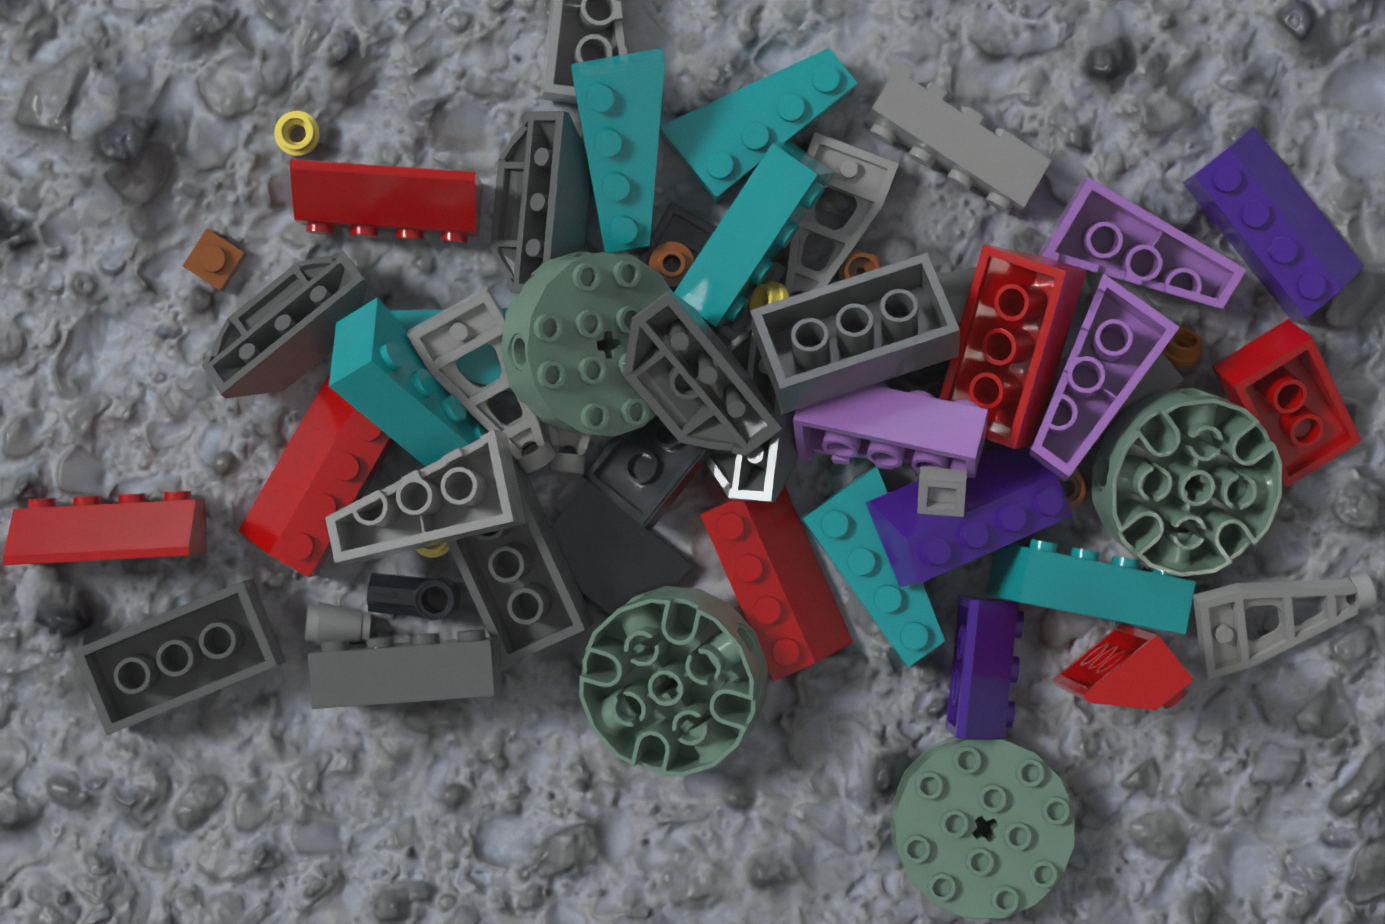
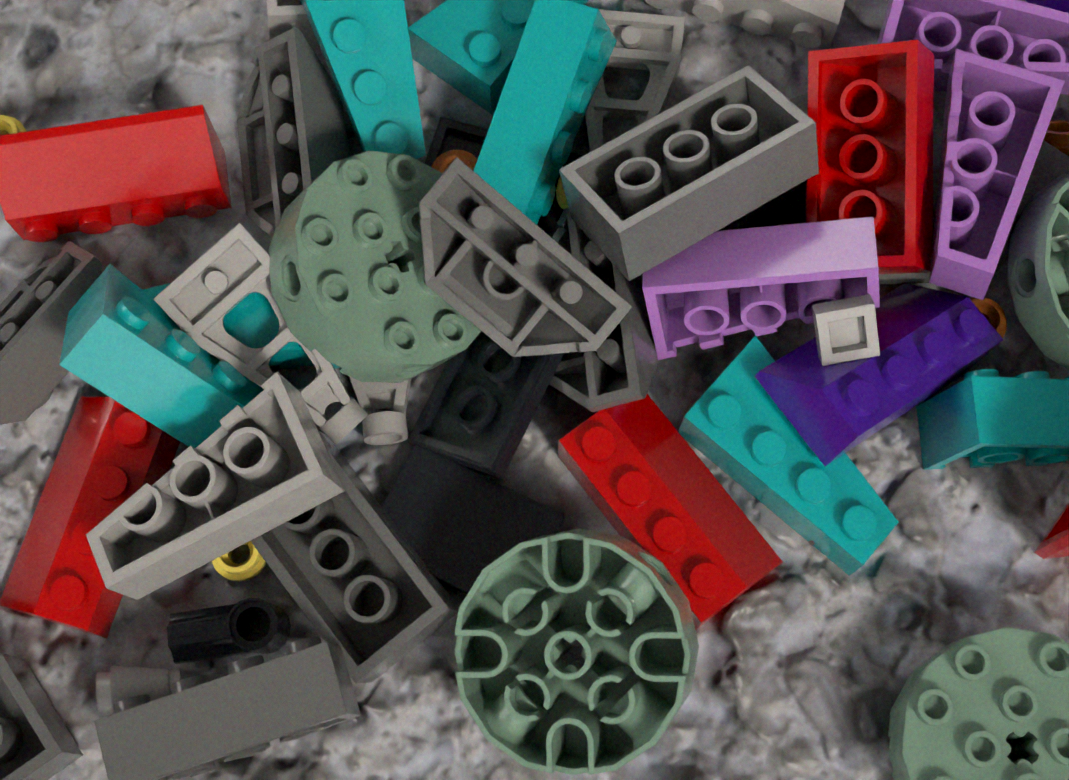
camera: 10 degrees left, 15 degrees down
(983, 668) = (950, 547): dark purple slope -> none

